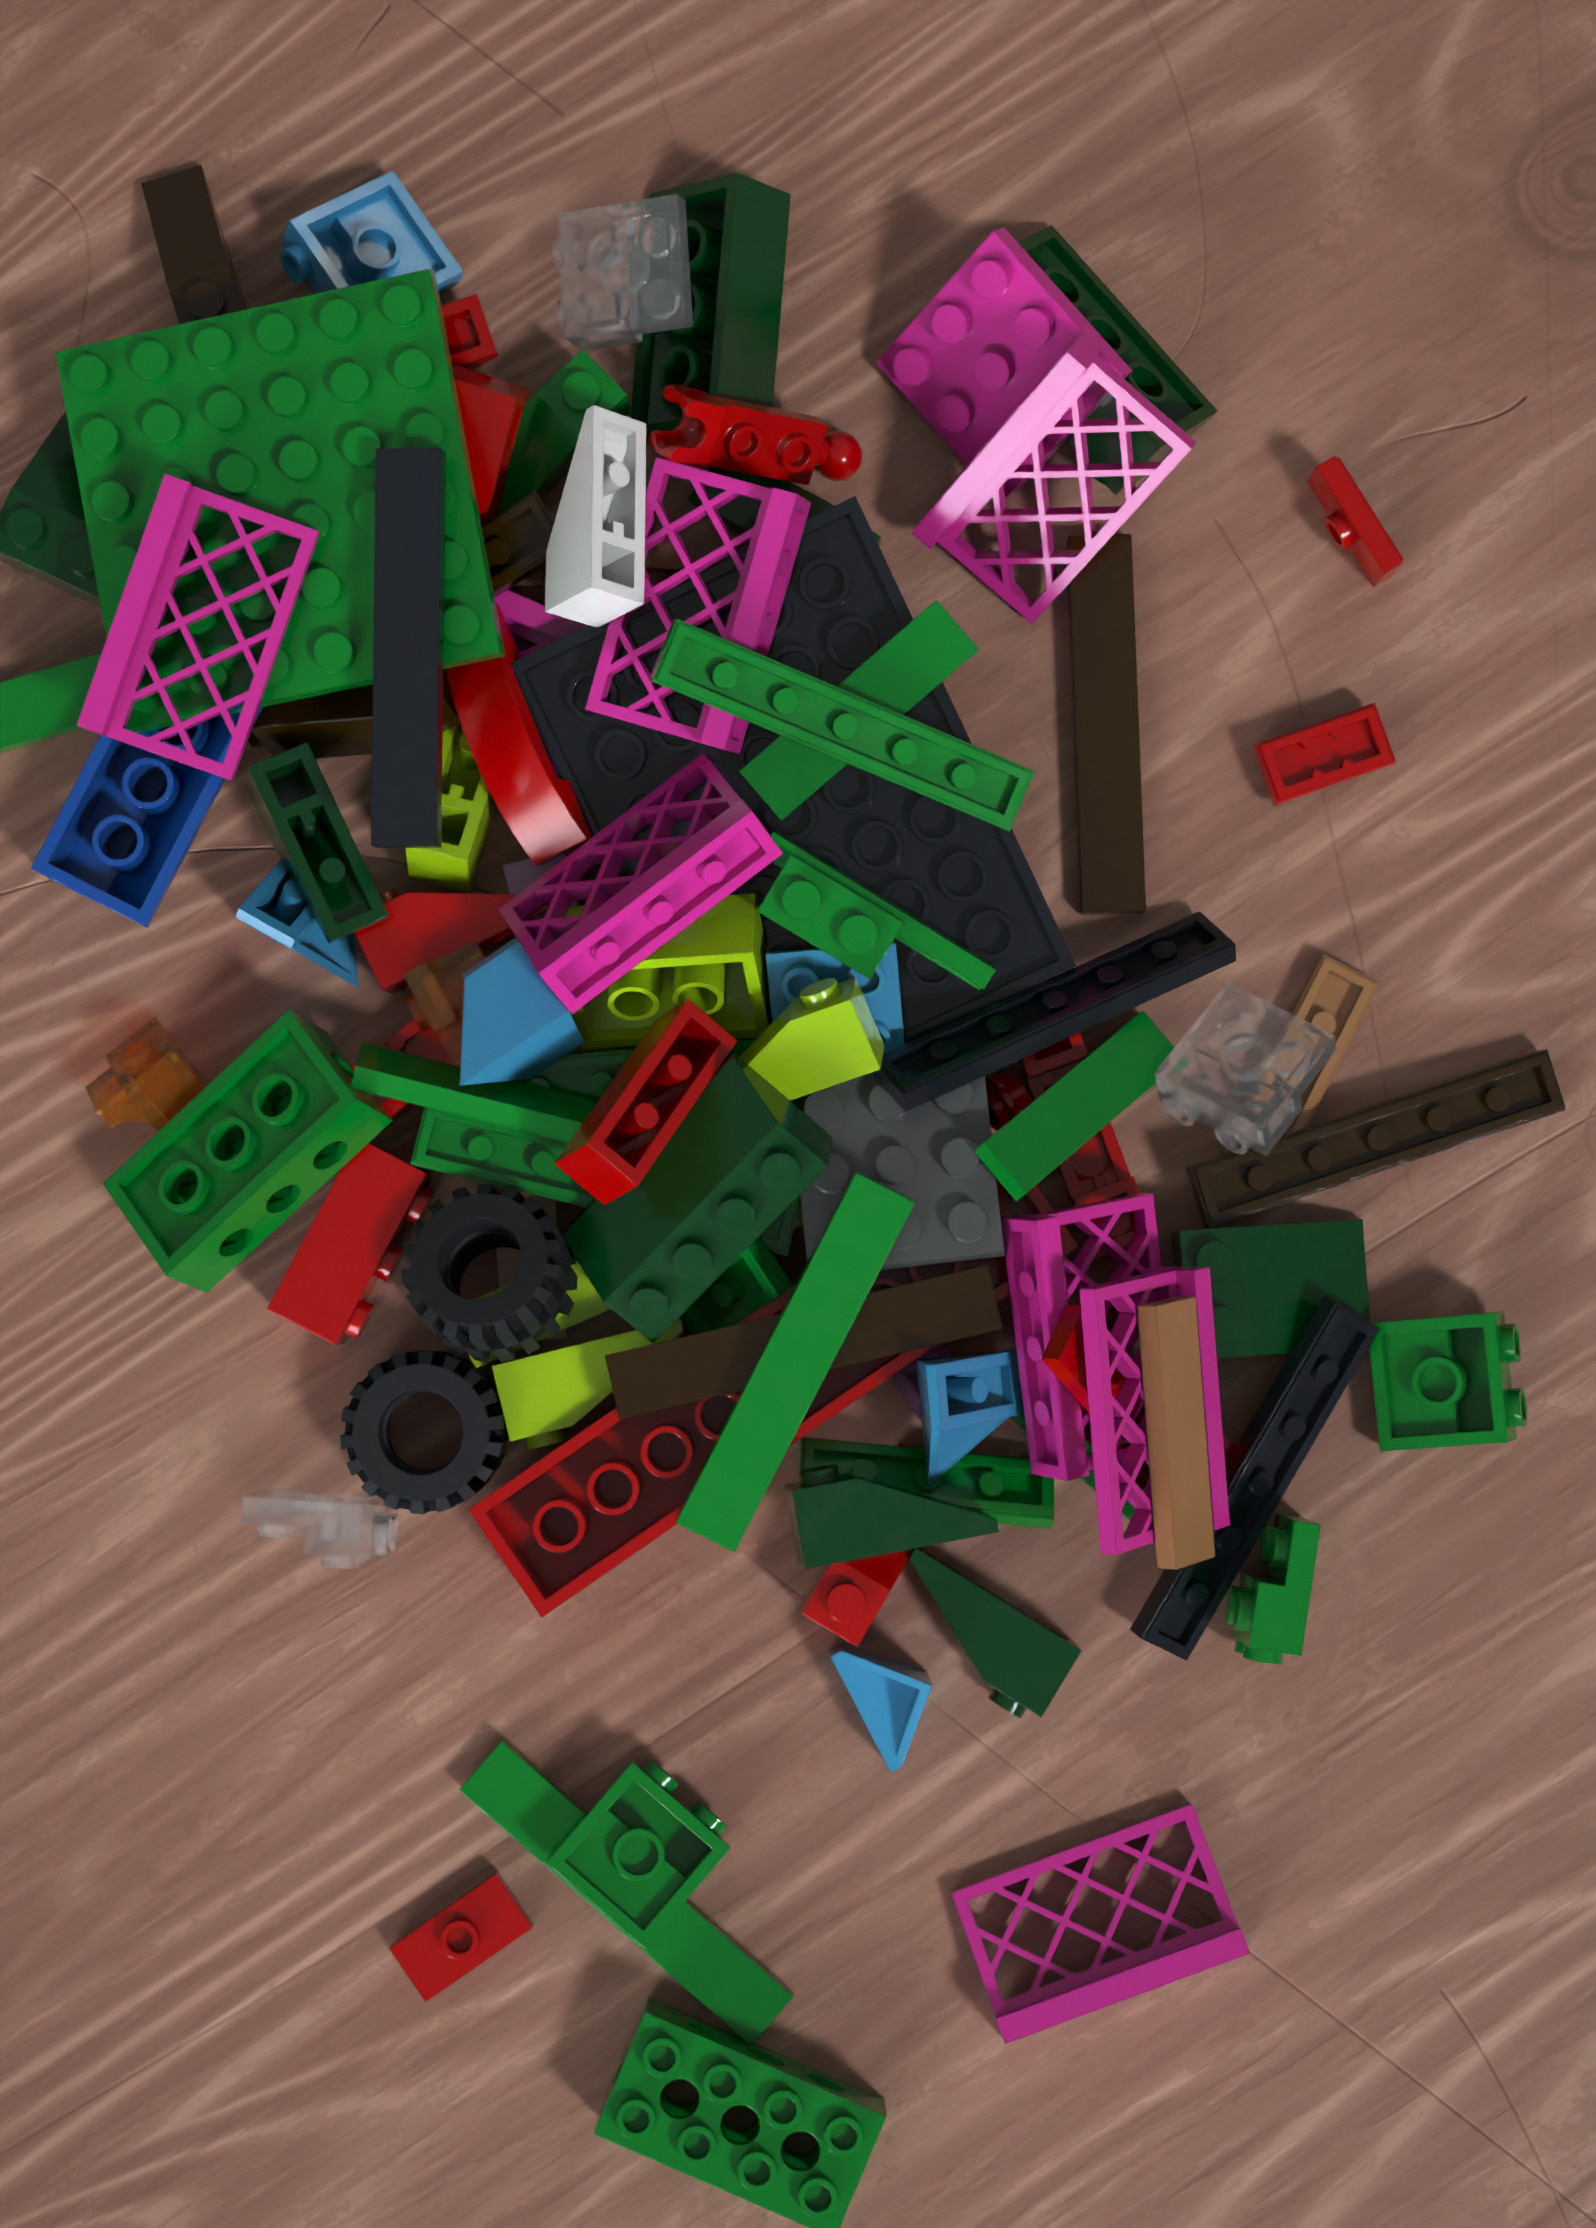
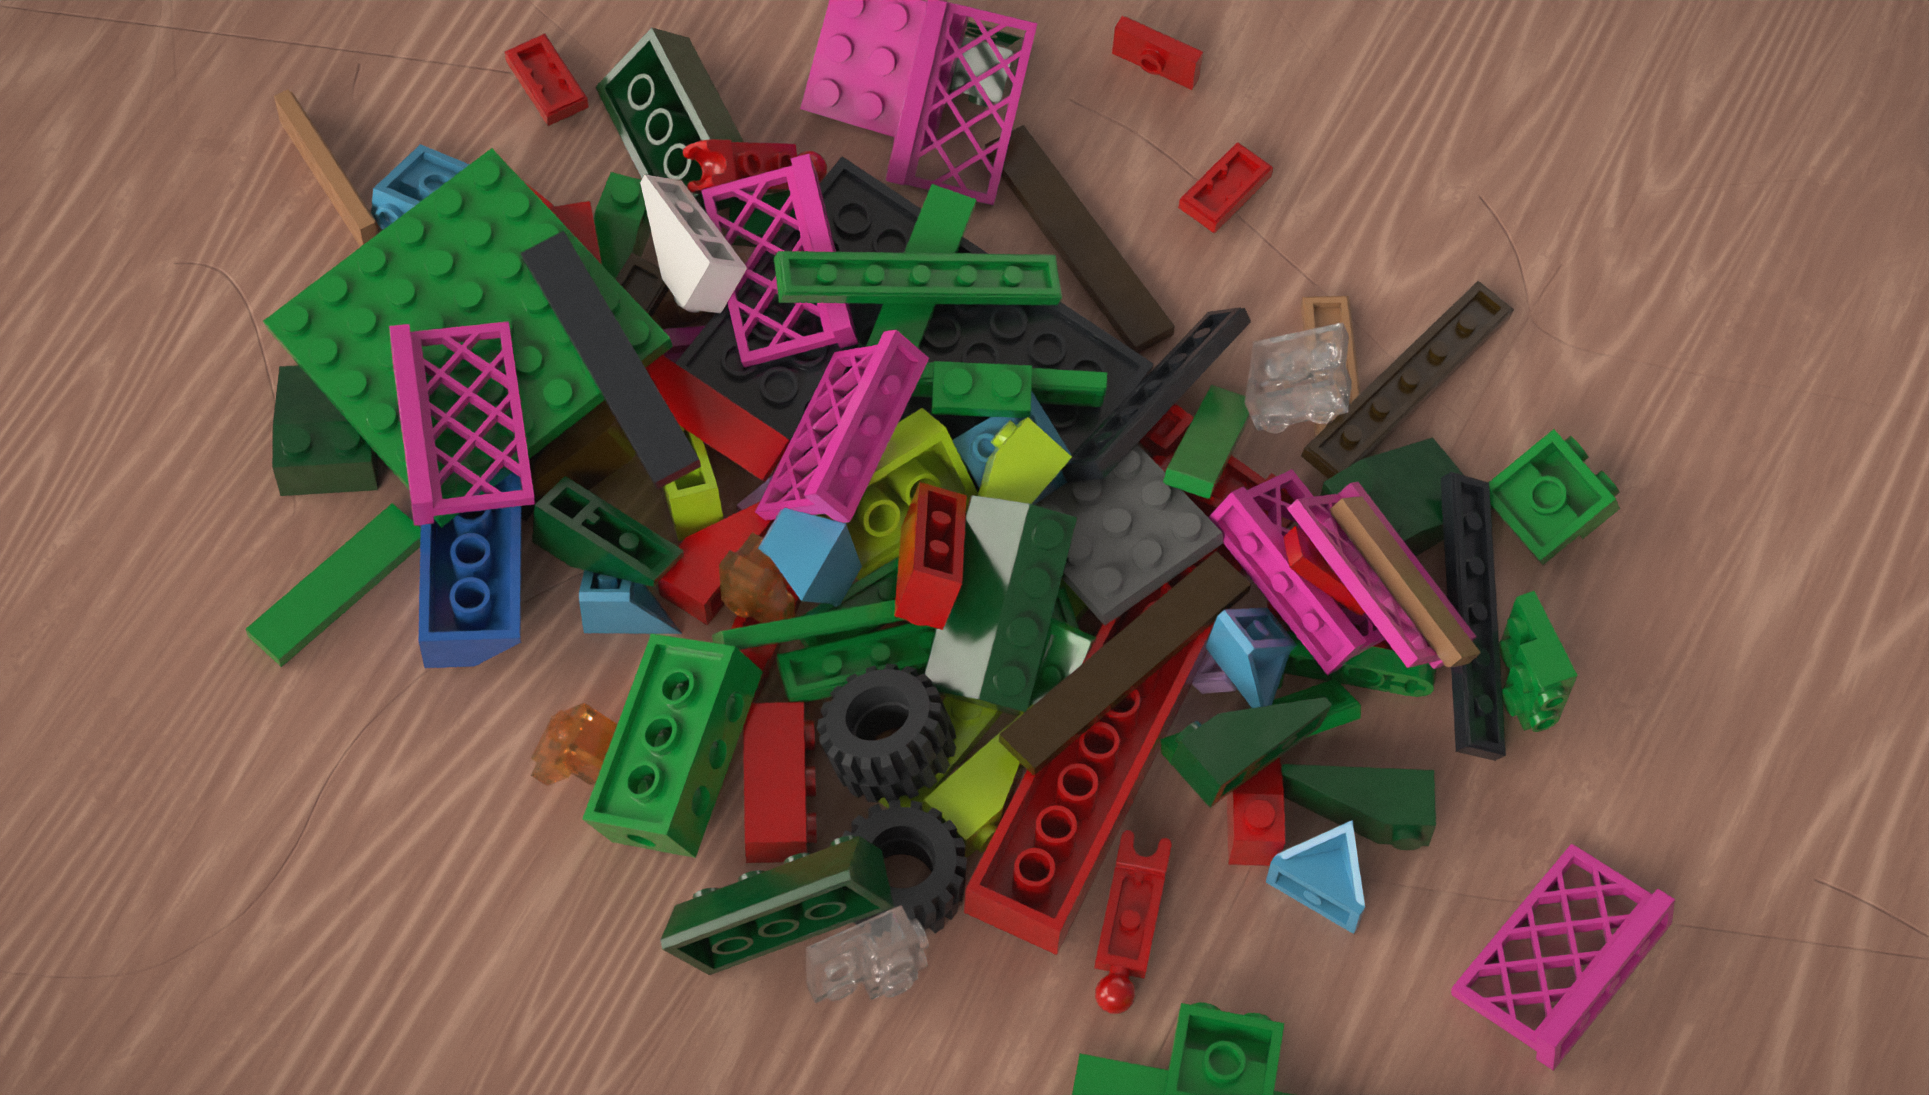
camera: 30 degrees left, 25 degrees down
(192, 246) = (305, 241): dark brown slope -> none
(251, 1414) = (779, 906): none -> dark green slope
(262, 150) = (325, 168): none -> medium nougat tile
(592, 149) = (546, 79): none -> red plate
(623, 271) = (608, 123): clear plate -> none
(643, 1625) = (1129, 922): none -> red plate
(794, 1361) = (1129, 668): green tile -> none

